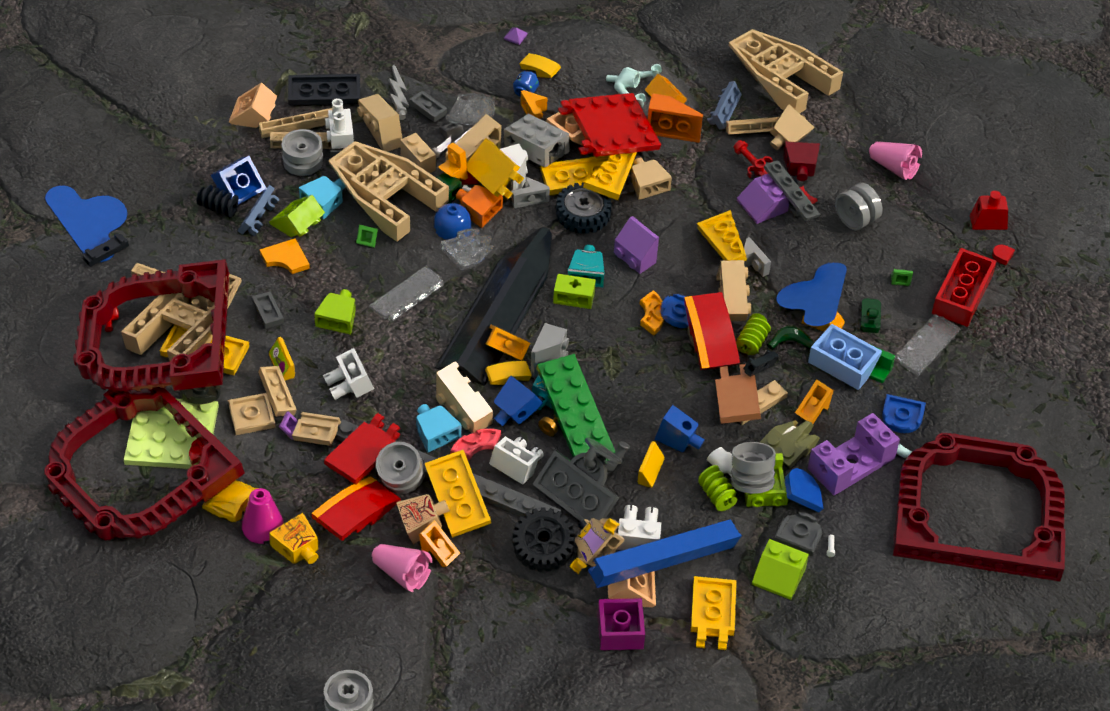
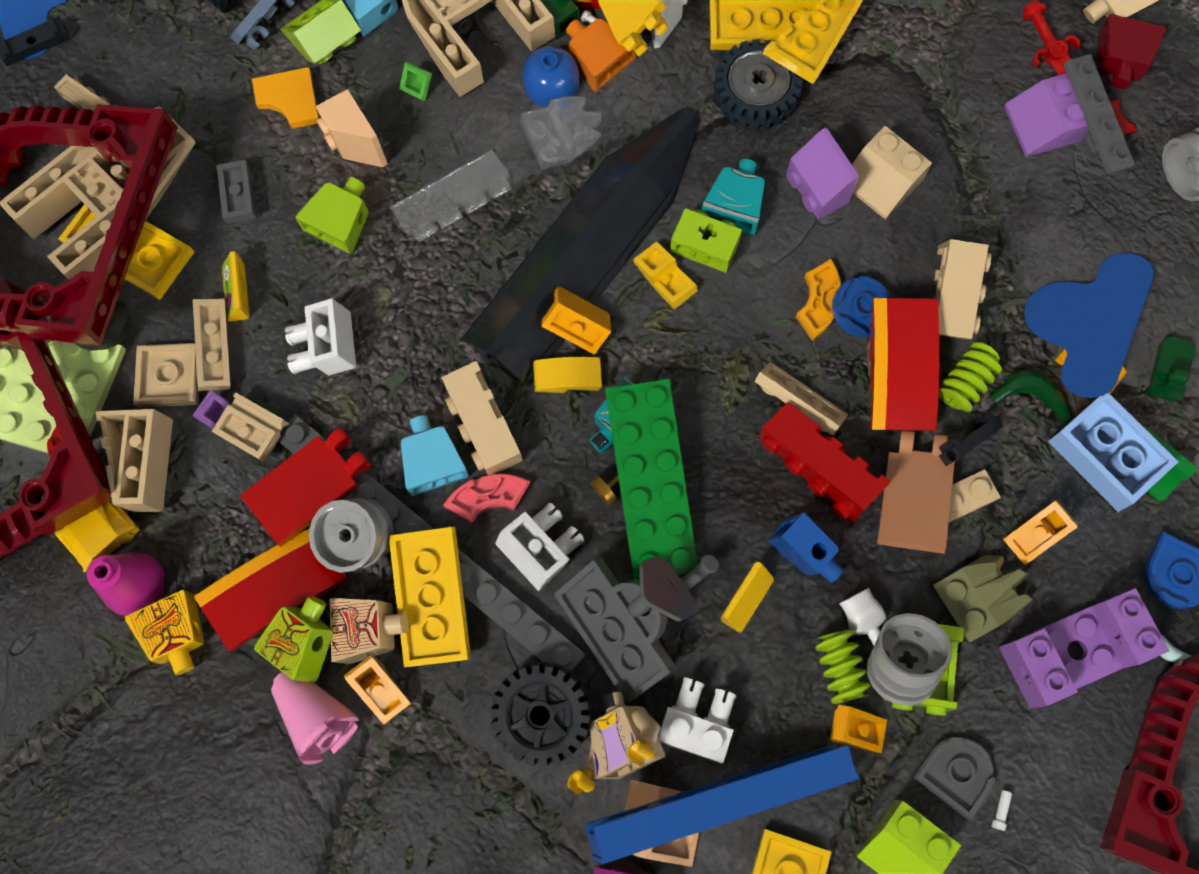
camera: 20 degrees right, 25 degrees up
(249, 446) = (137, 457): none -> tan wedge
(337, 264) = (349, 130): none -> light nougat slope
(382, 525) = (297, 640): none -> lime torso
(515, 402) = (561, 439): blue torso -> none
(532, 194) = (688, 46): light grey slope -> none
(549, 346) = (636, 352): light grey slope -> none
(552, 314) = (664, 275): none -> yellow slope
(649, 178) = (874, 45): tan torso -> none
(655, 362) = (788, 389): none -> tan plate
(674, 388) = (821, 462): none -> red wedge
(676, 240) = (888, 172): none -> tan slope
(723, 236) = (967, 183): yellow wing -> none
(739, 516) = (858, 729): none -> light orange slope
(756, 258) = (1006, 221): light grey slope -> none
(803, 489) = (982, 700): blue tile -> none

